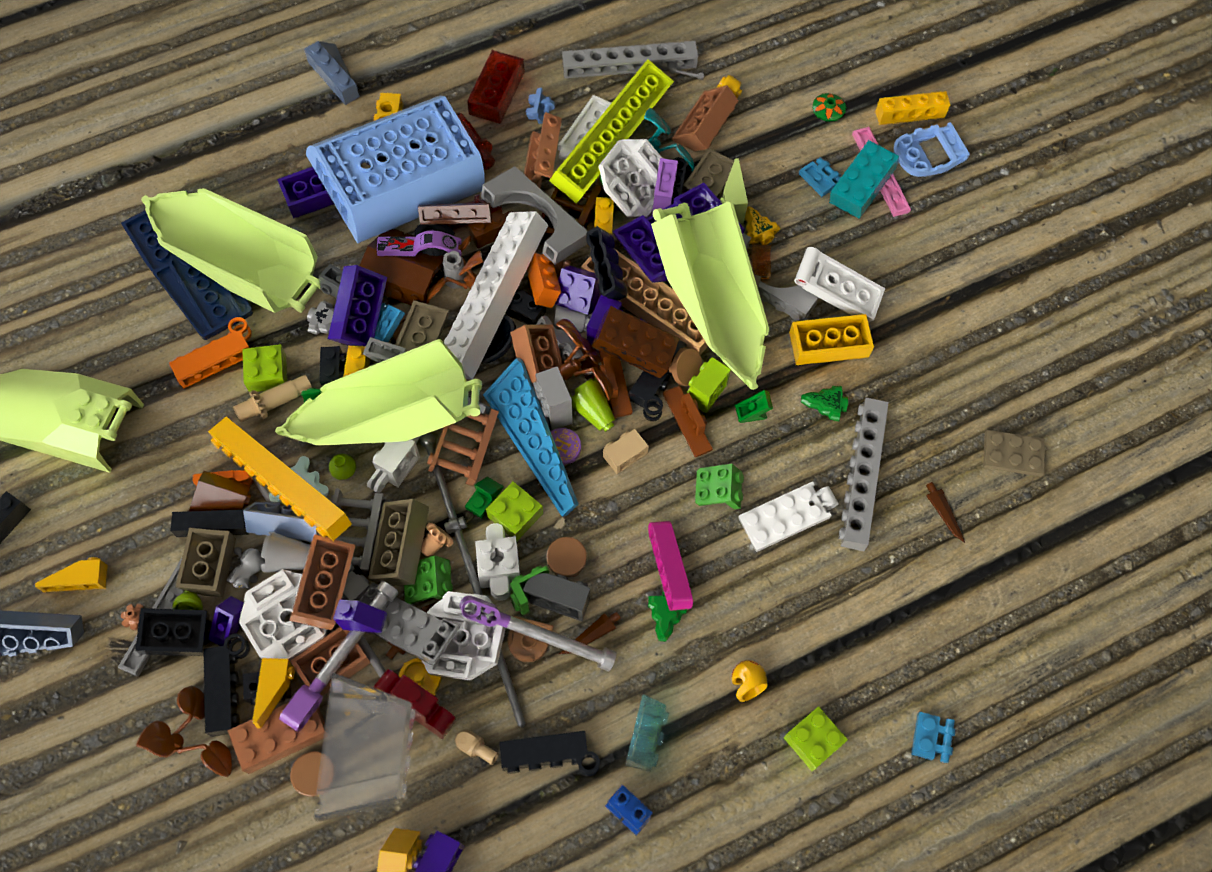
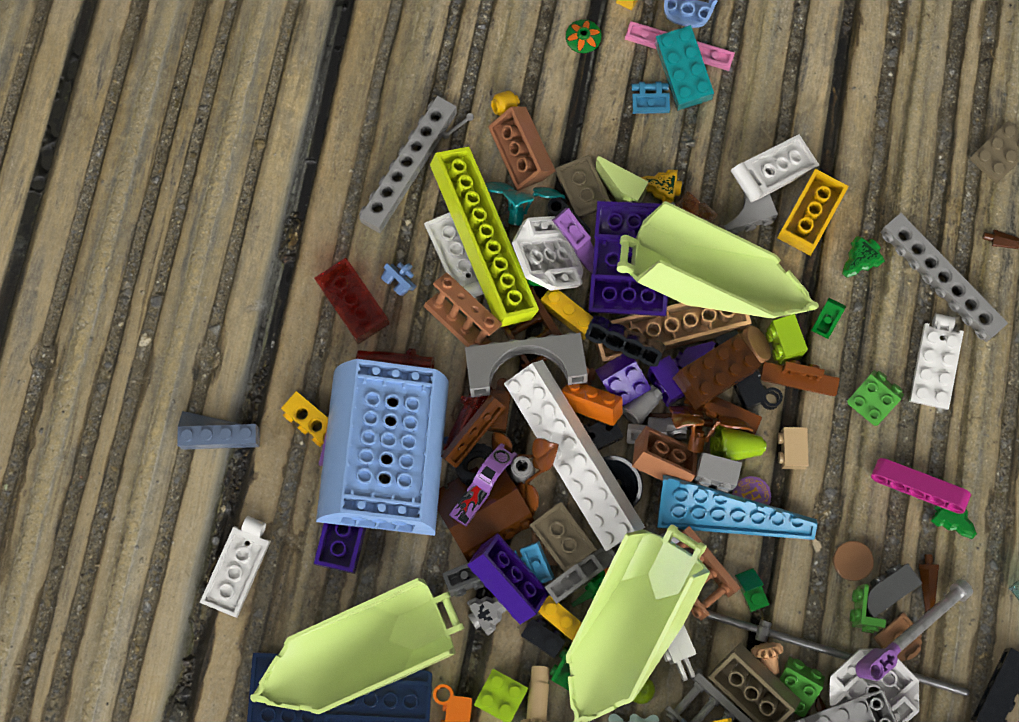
camera: 50 degrees left, 10 degrees up
(243, 143) = (236, 568): none -> white hinge
(497, 561) = (824, 619): white brick -> none
(515, 511) = (786, 574): lime brick -> none

